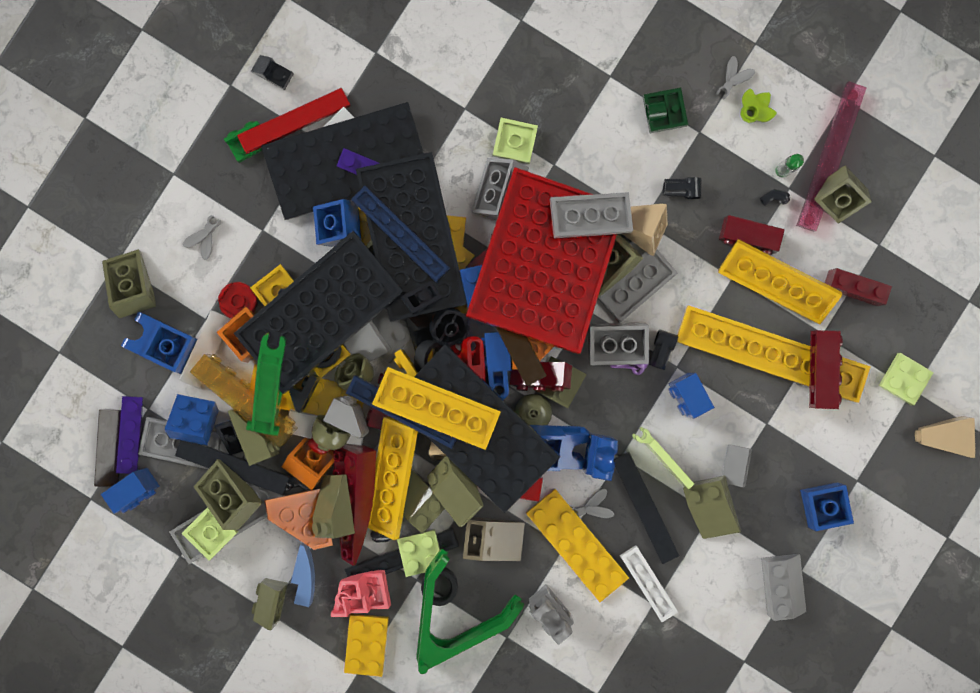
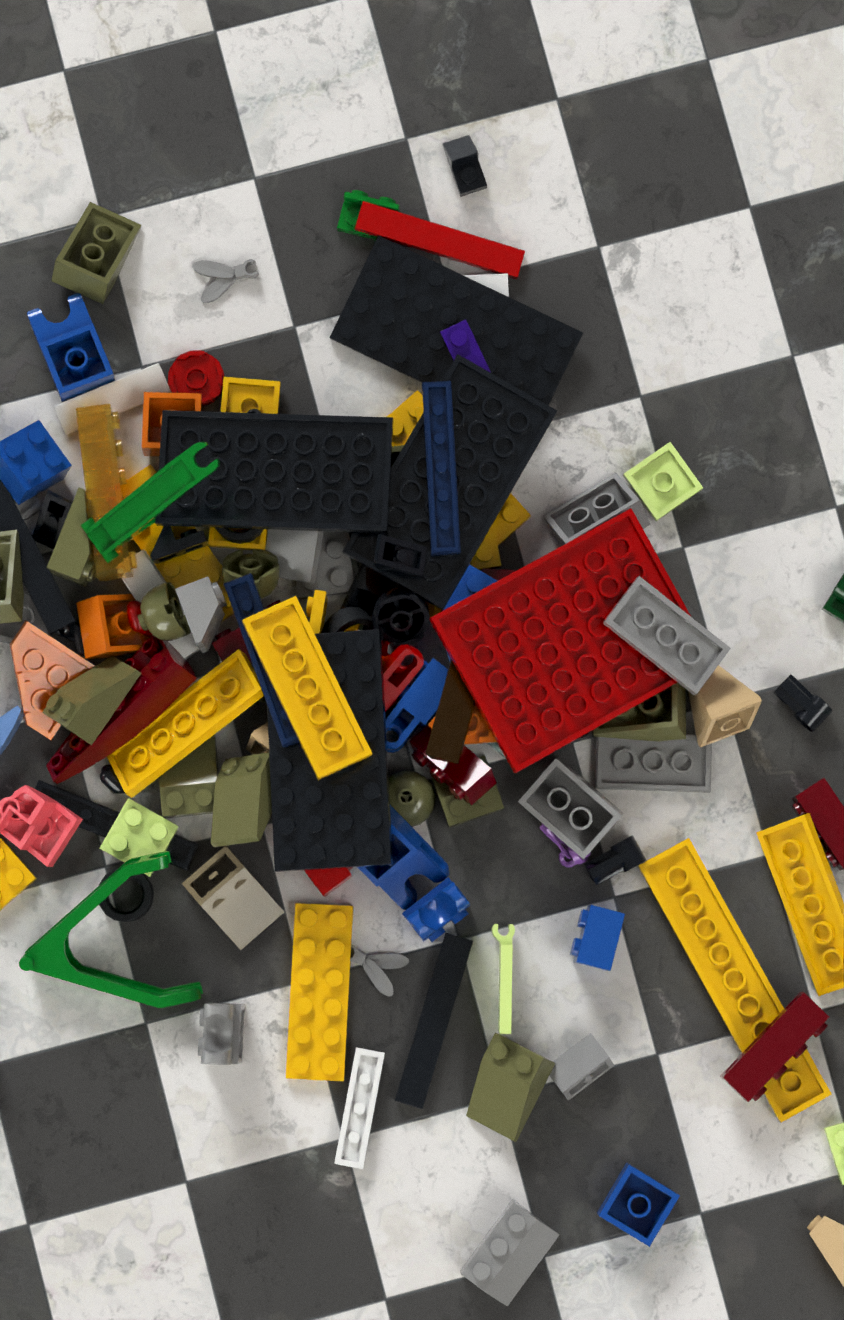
camera: 40 degrees right, 5 degrees down
(335, 221) = (383, 391): blue brick -> none

